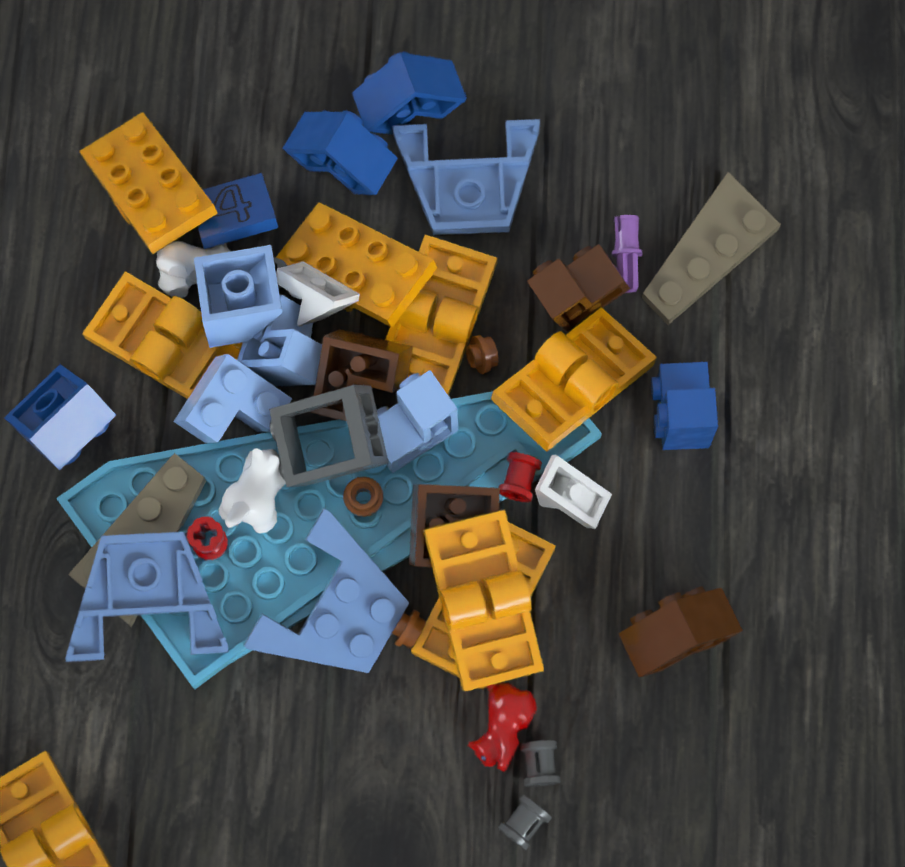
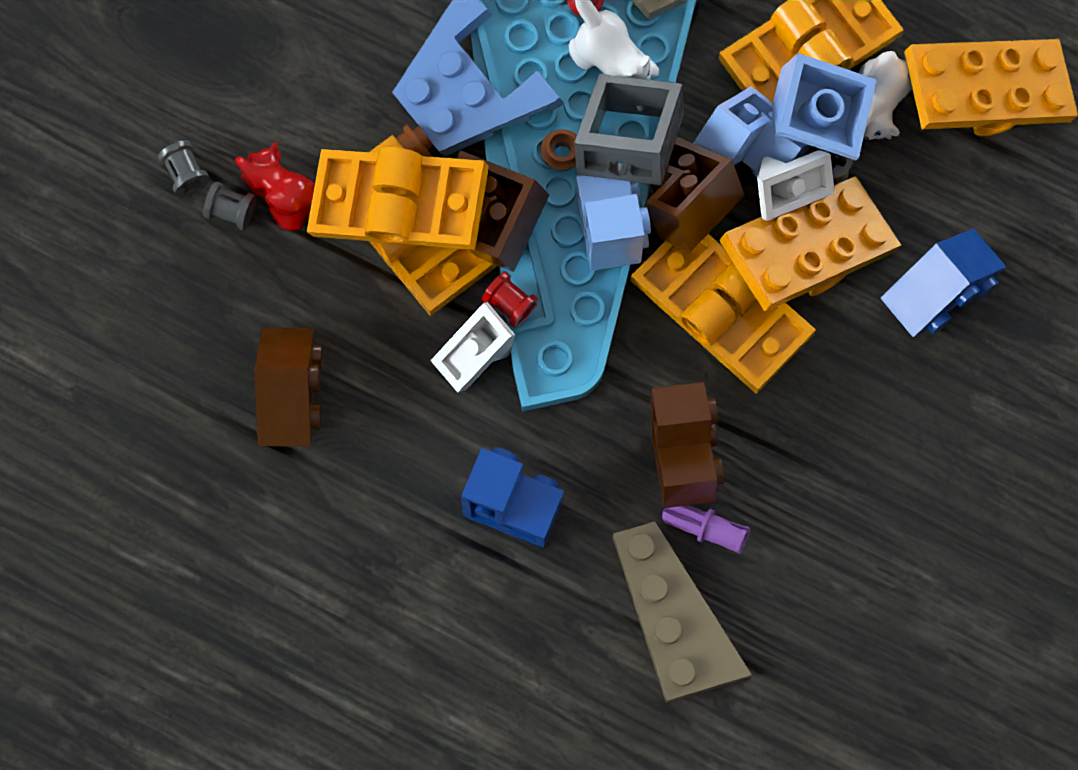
camera: 110 degrees right, 0 degrees up
(225, 393) = (724, 62): light blue brick -> none
(241, 209) = (925, 160): blue tile -> none
(407, 89) = (983, 379): blue brick -> none
(468, 193) = (844, 400): medium blue wing -> none
(482, 353) = (661, 331): dark orange plate -> none
(573, 378) = (589, 400): light orange plate -> none

